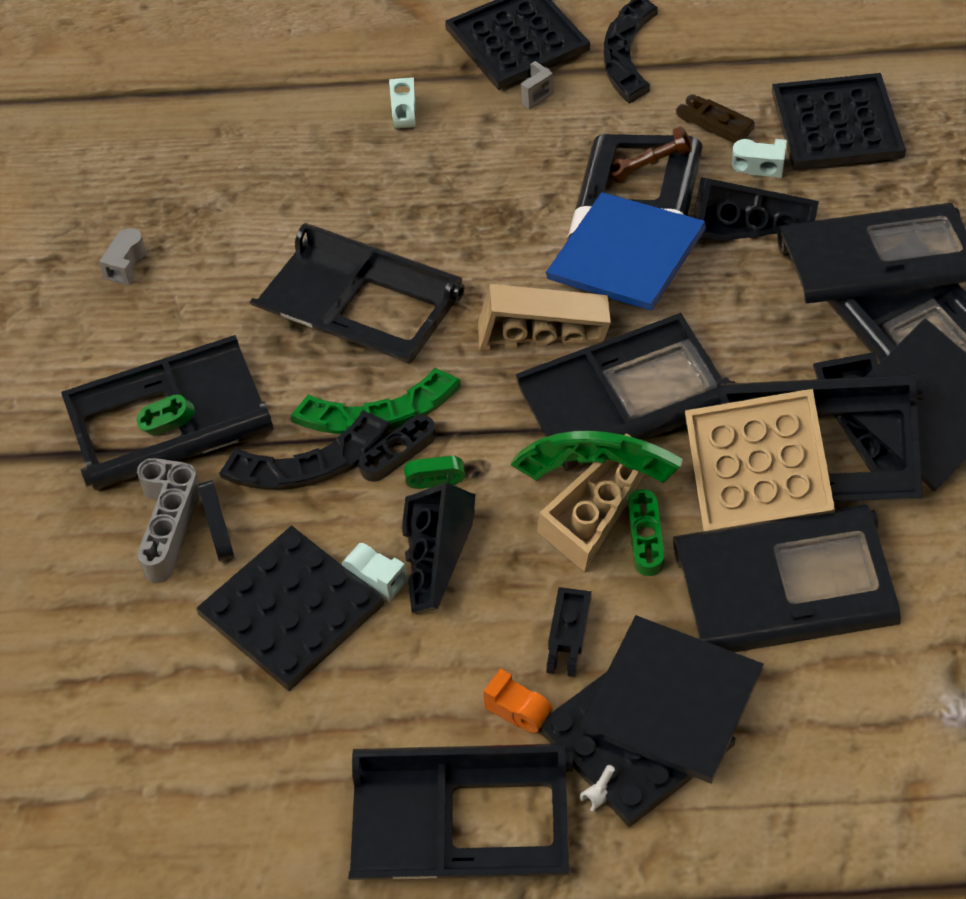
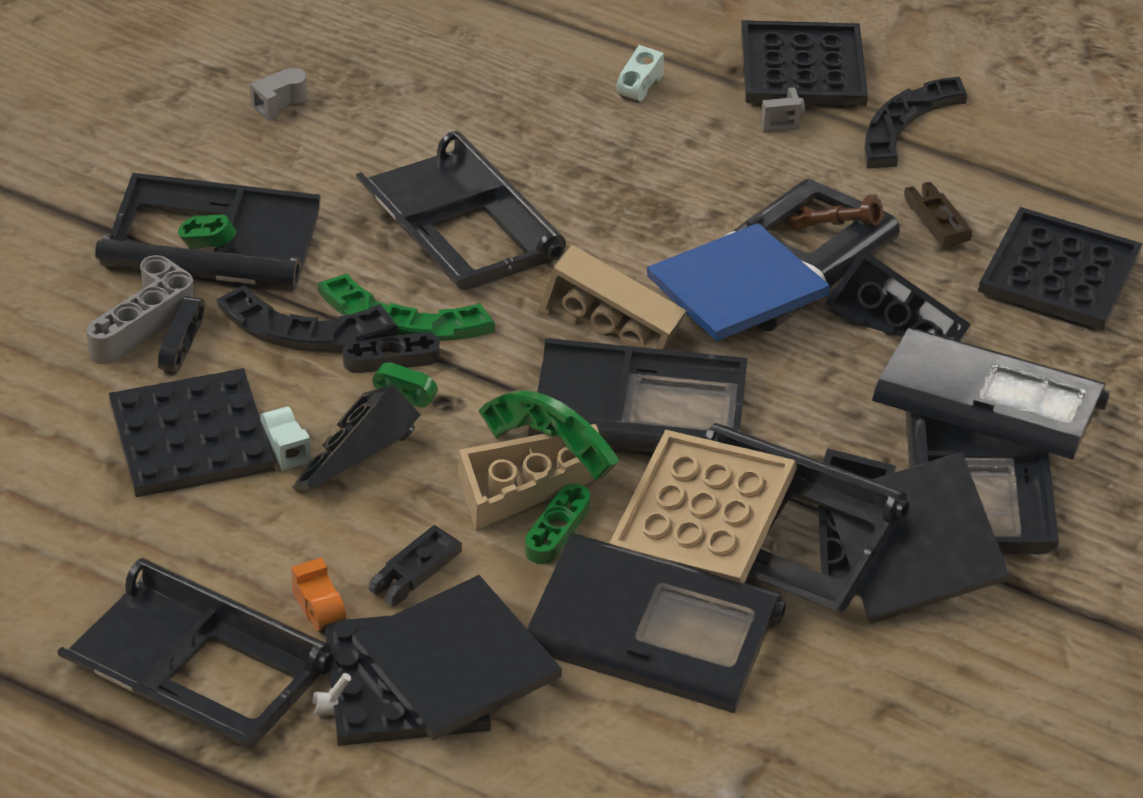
camera: 25 degrees right, 10 degrees down
(759, 157) = (951, 266): light aqua leg -> none

